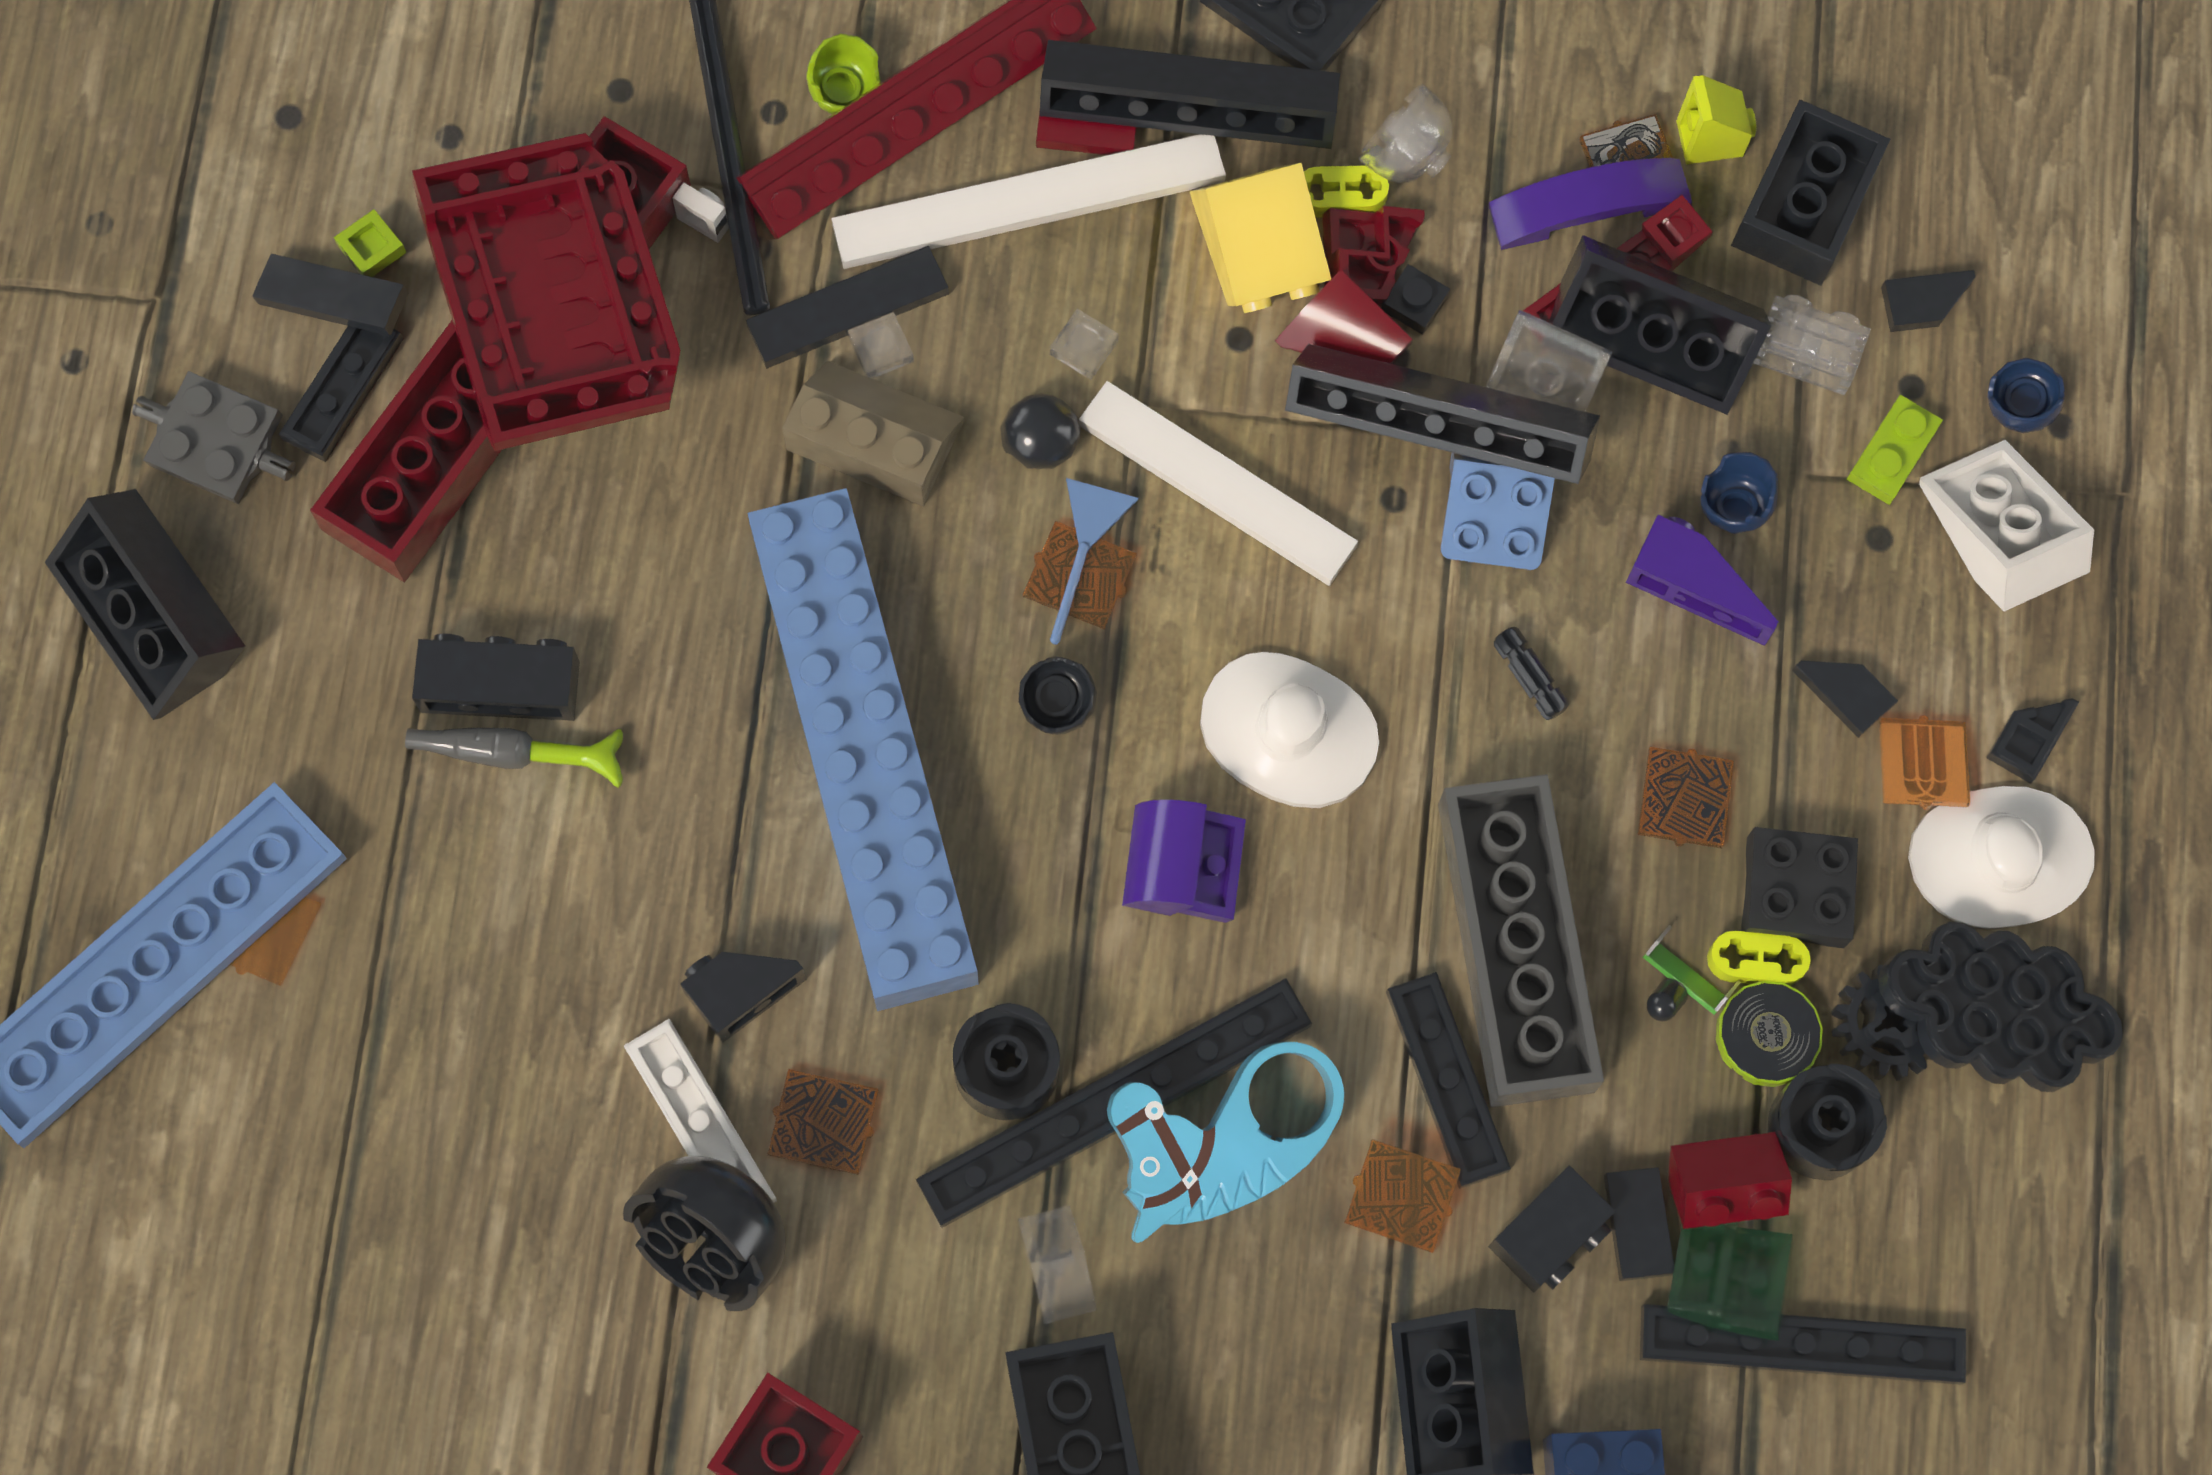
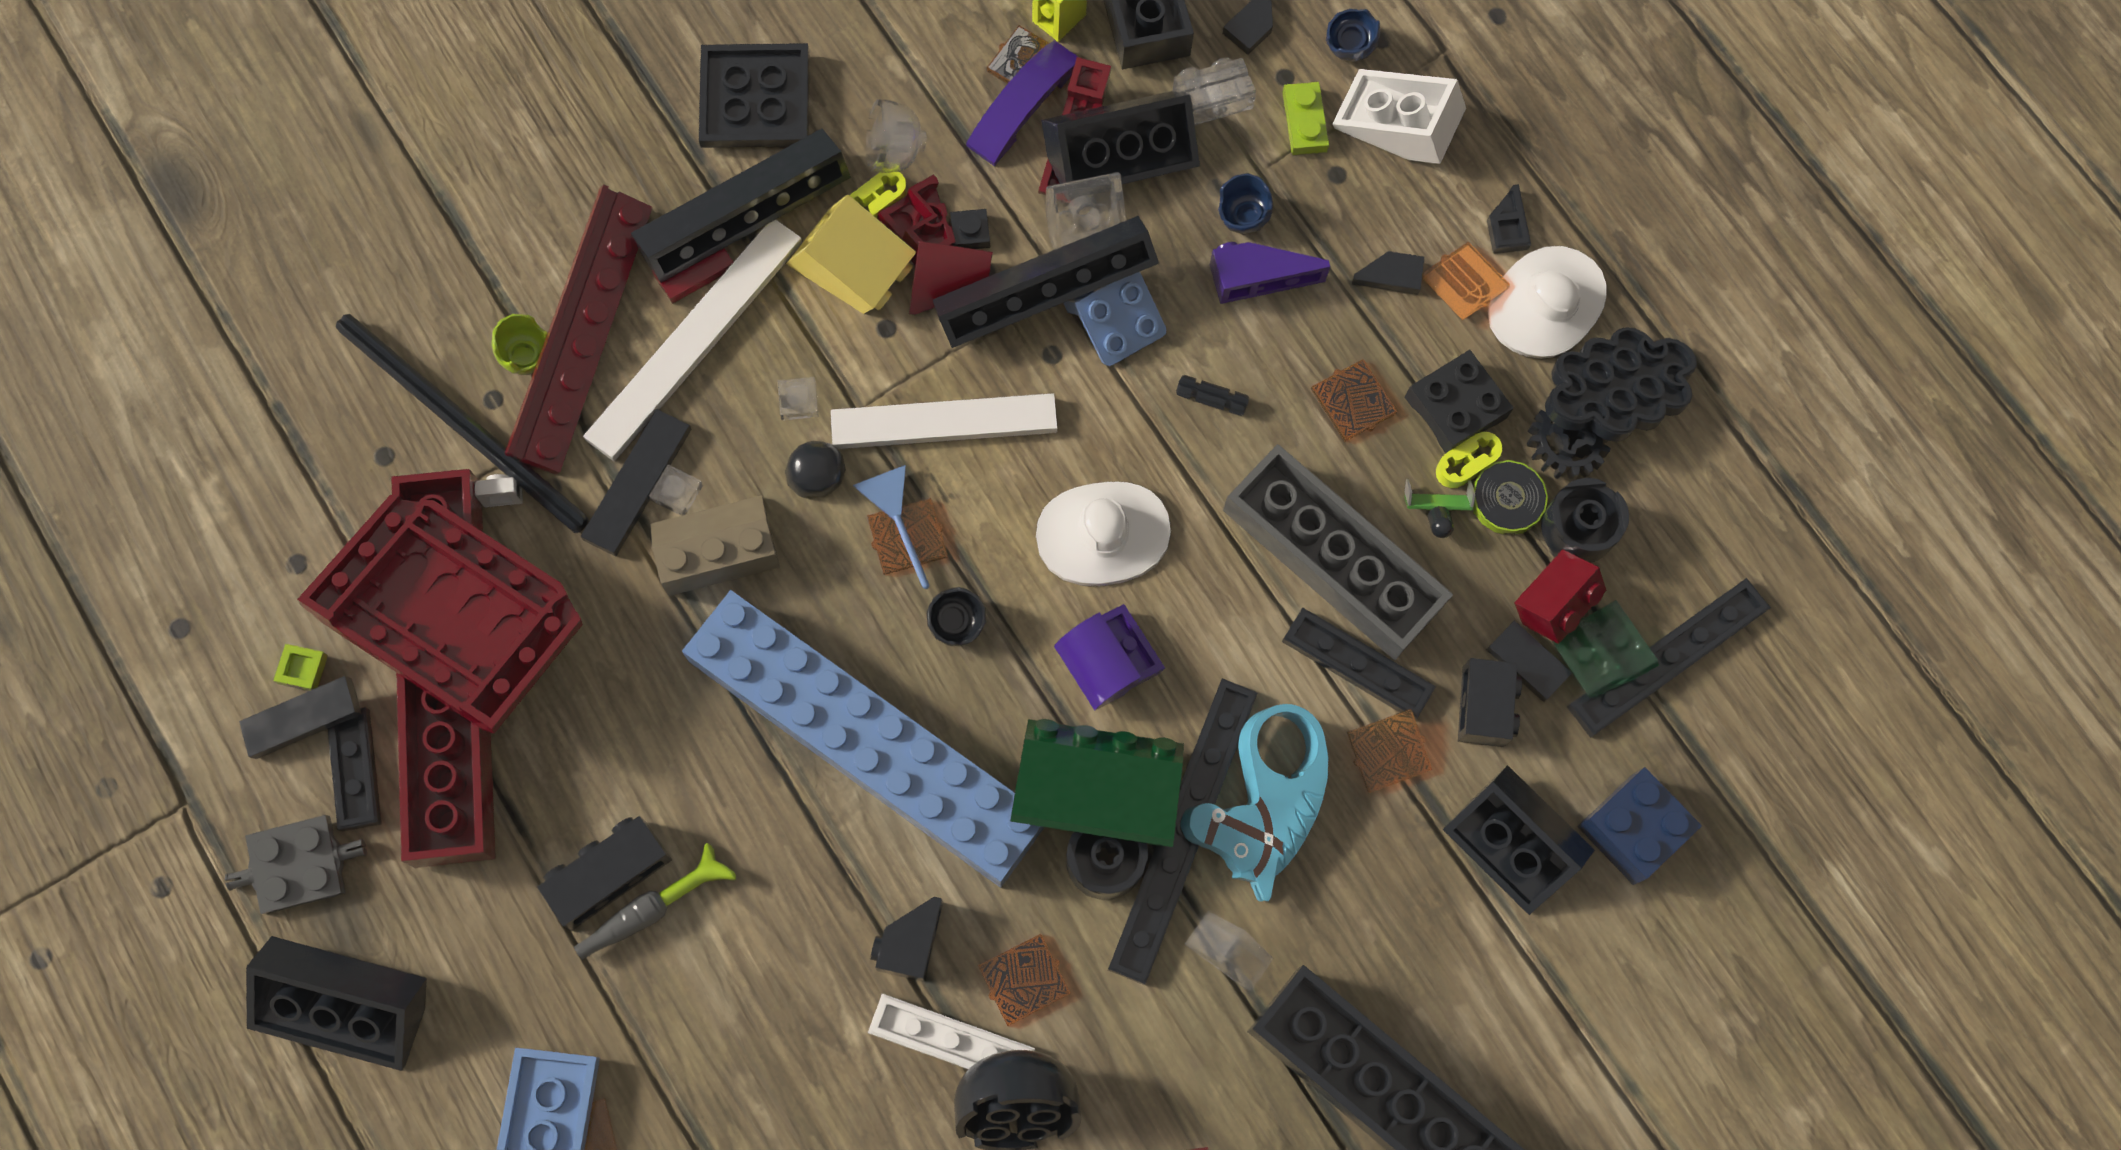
camera: 40 degrees left, 0 degrees up
(1057, 977) = (1099, 782): none -> dark green slope

